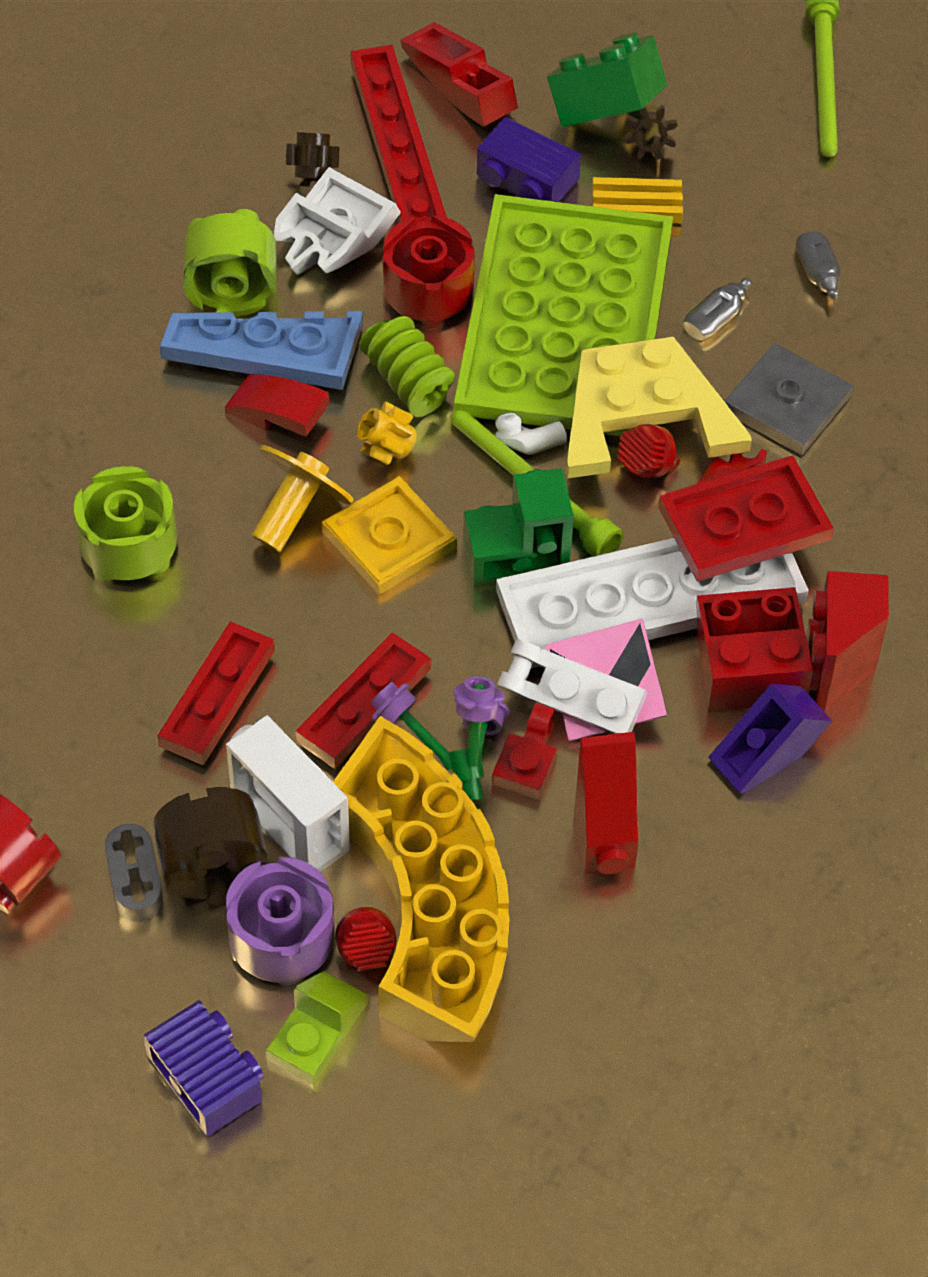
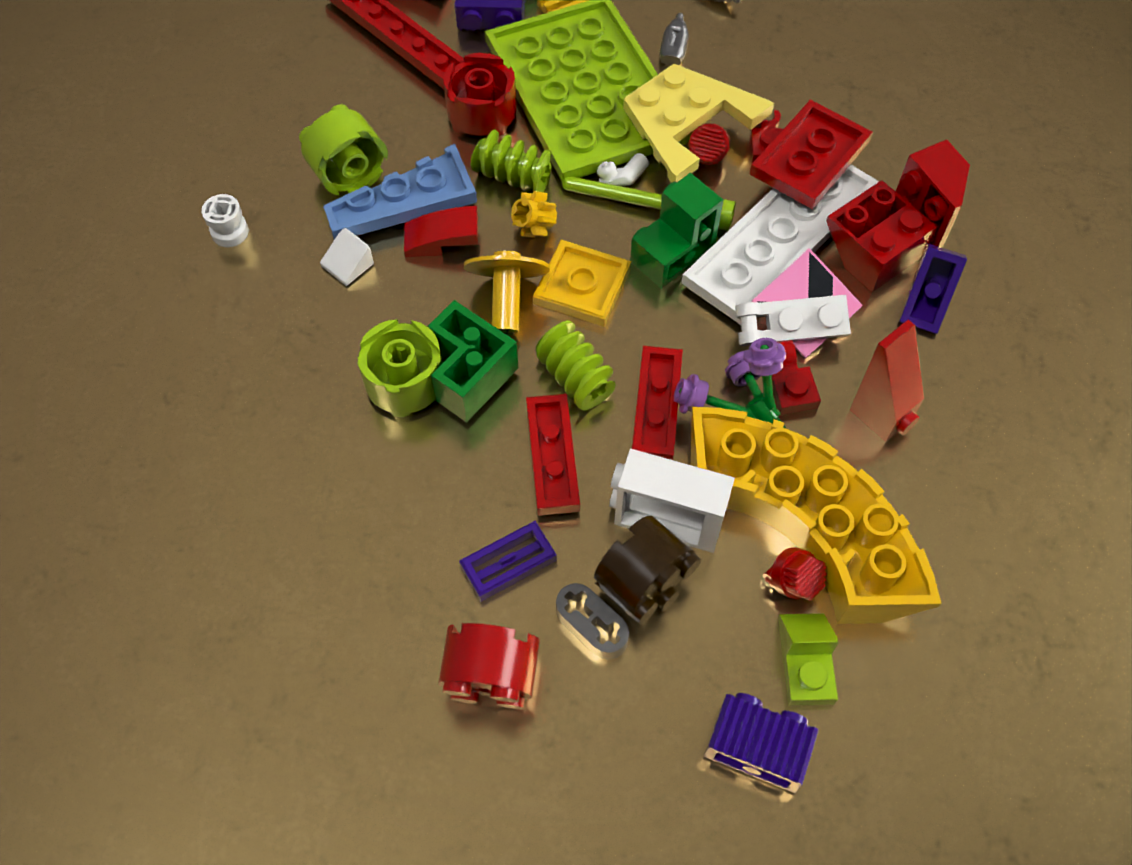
camera: 30 degrees left, 5 degrees up
(62, 280) = (225, 220): none -> white wheel
(97, 781) = (514, 575): none -> dark purple tile
(159, 383) = (347, 257): none -> white slope
(200, 561) = (474, 357): none -> green brick
(280, 920) = (756, 599): medium lavender brick -> none
(305, 616) = (575, 366): none -> lime piece
(312, 155) = (344, 59): dark brown gear -> none
(333, 223) = (392, 94): white plate -> none
(788, 398) = (763, 71): flat silver plate -> none

